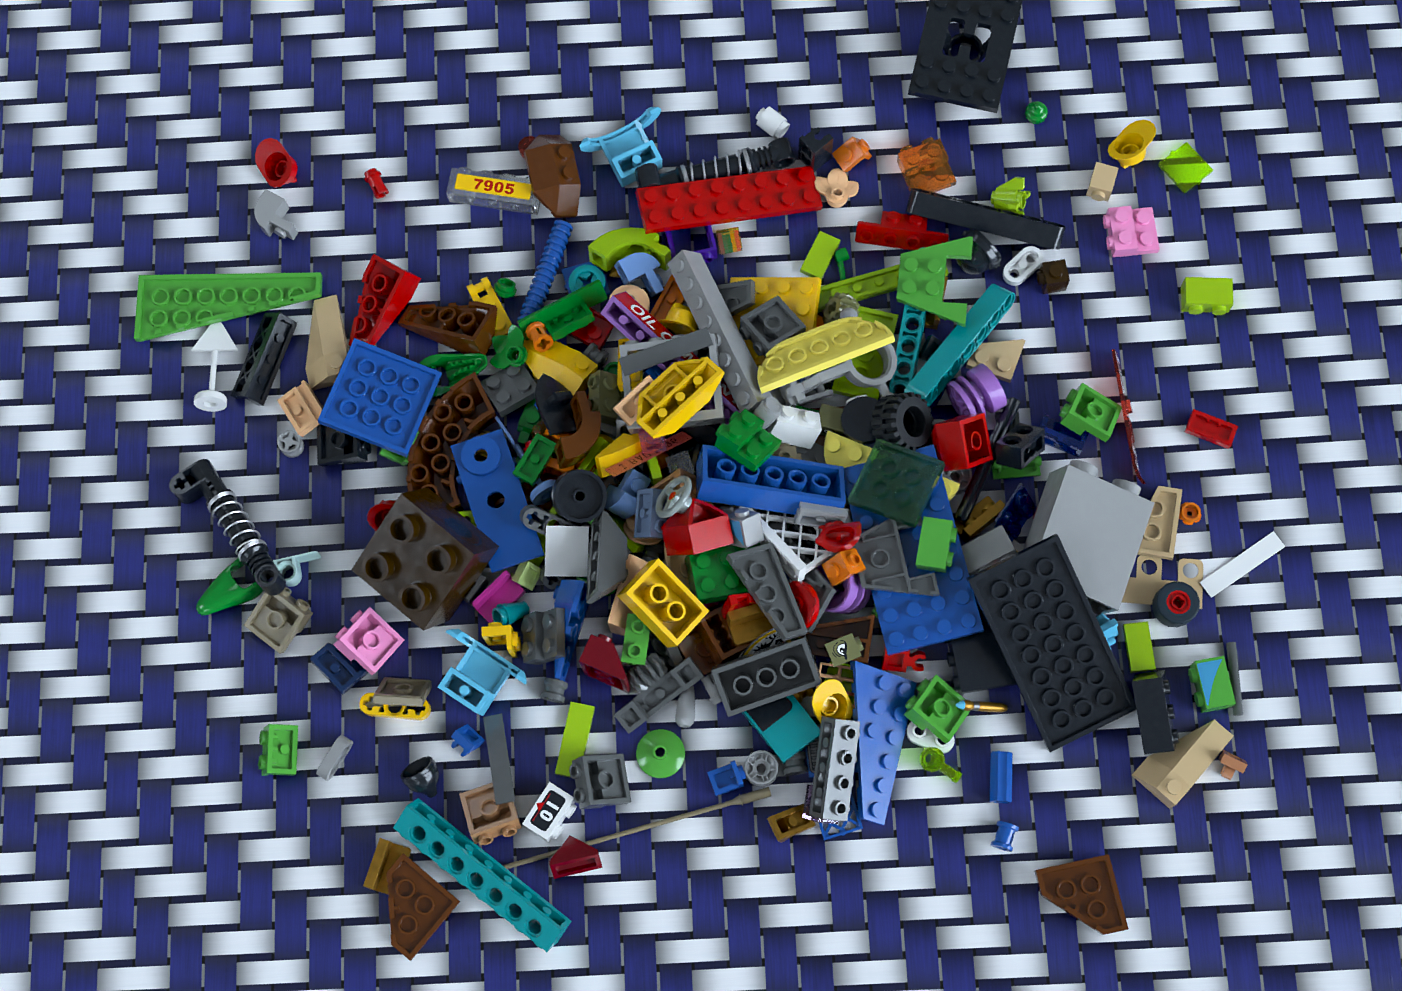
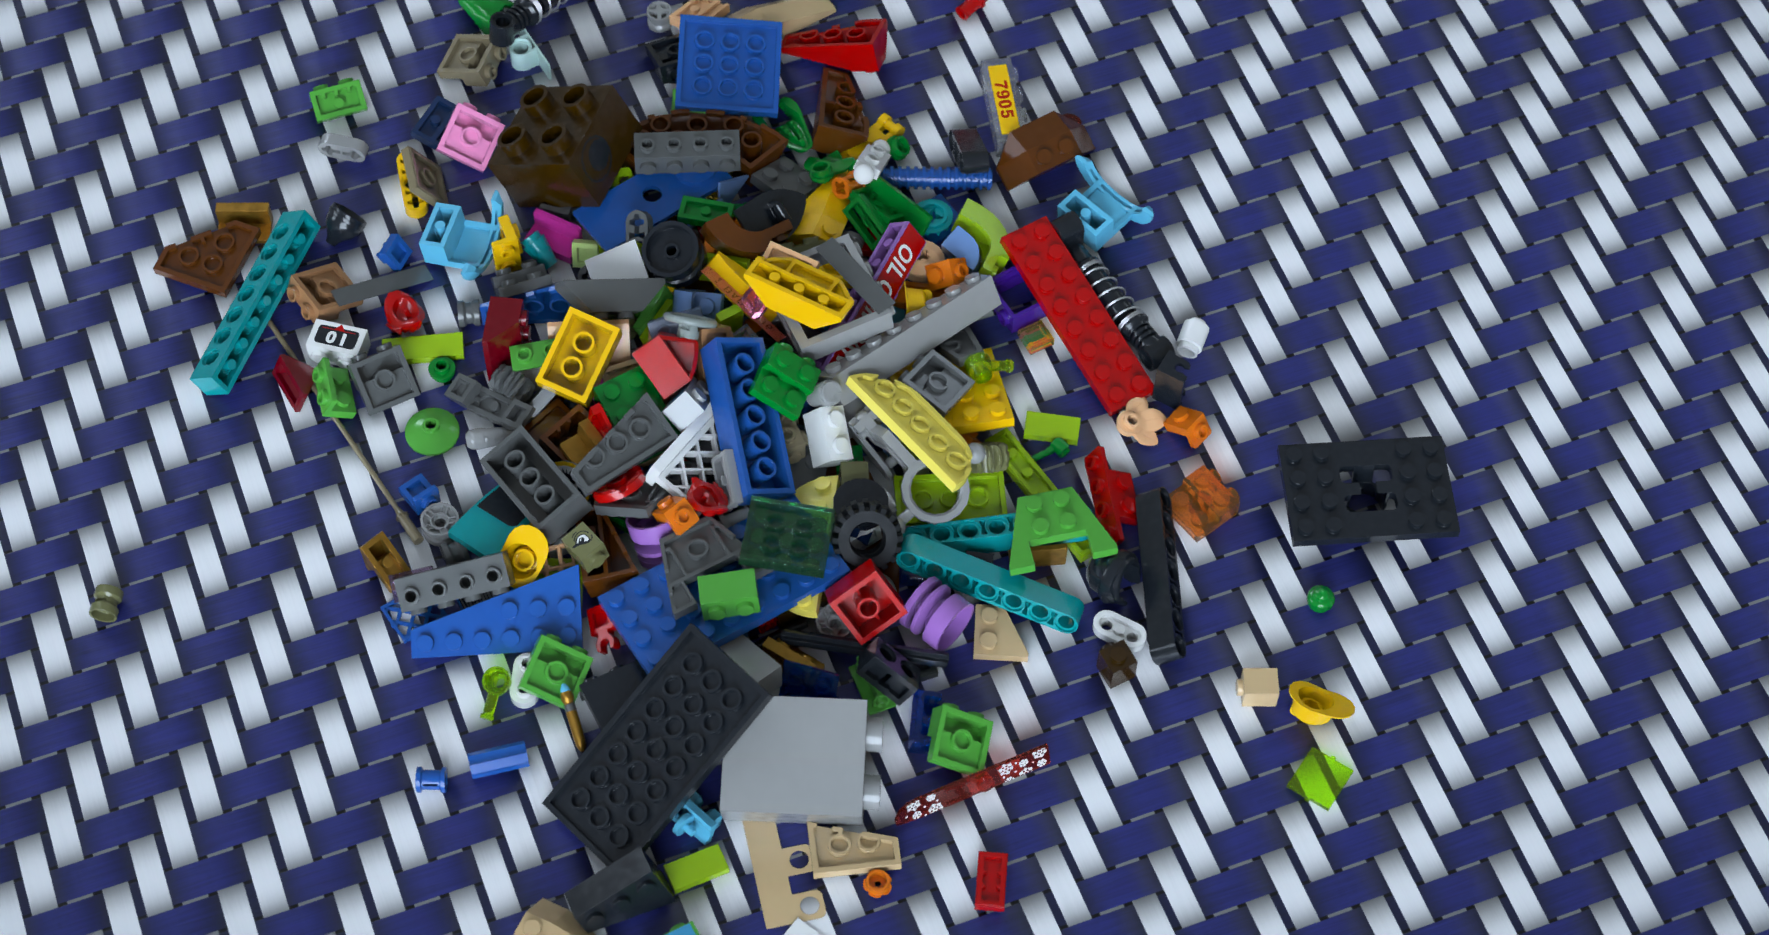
camera: 65 degrees right, 15 degrees down
(471, 456) = (687, 152): none -> dark grey brick
(526, 309) = (871, 162): none -> white plate
(535, 747) = (403, 313): none -> red hat
(536, 231) = (968, 151): none -> black beam
(584, 328) = (870, 218): none -> green tile
(598, 827) = (333, 390): none -> bright green bracket
(605, 735) = (442, 375): none -> green plate
(659, 286) = (946, 273): none -> orange bracket
(762, 287) = (980, 367): none -> clear neon green bar
(1010, 195) = (1196, 594): lime brick -> none
(1086, 892) = (390, 879): reddish brown plate -> none
(1130, 231) = (1210, 735): bright pink plate -> none
(1167, 607) = (761, 902): black wheel -> none
(1206, 295) = (1159, 835): lime brick -> none

